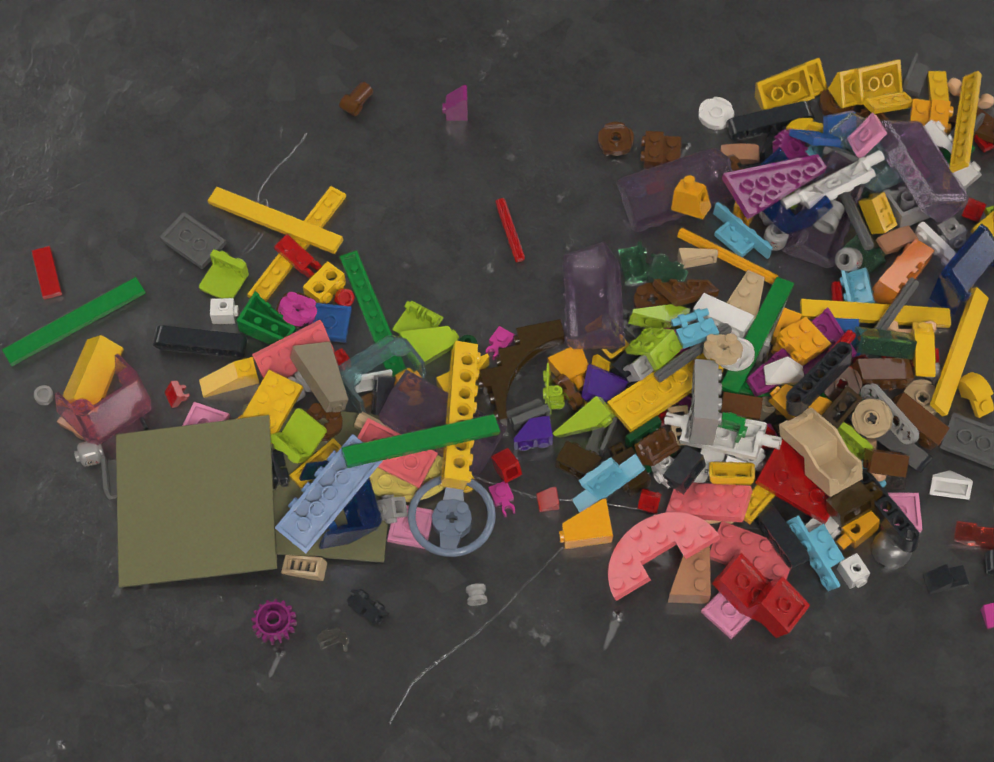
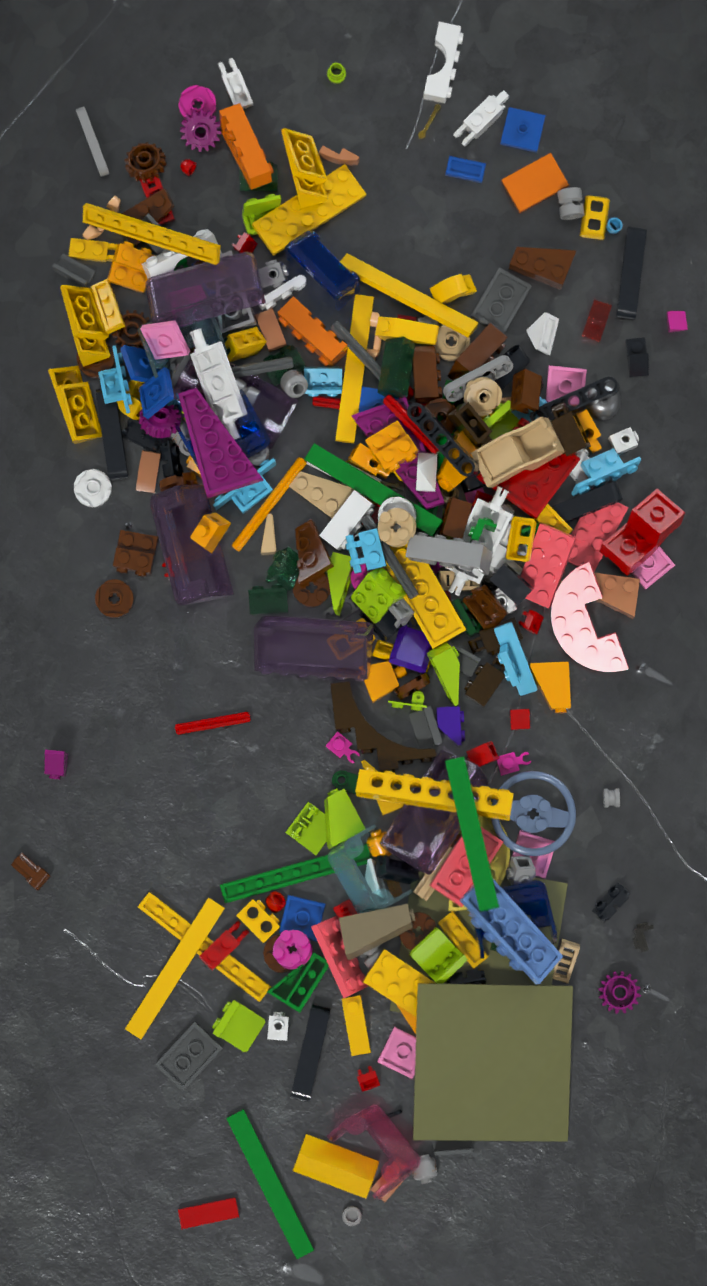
camera: 85 degrees left, 20 degrees up
(814, 110) = (112, 382): none -> medium azure bracket

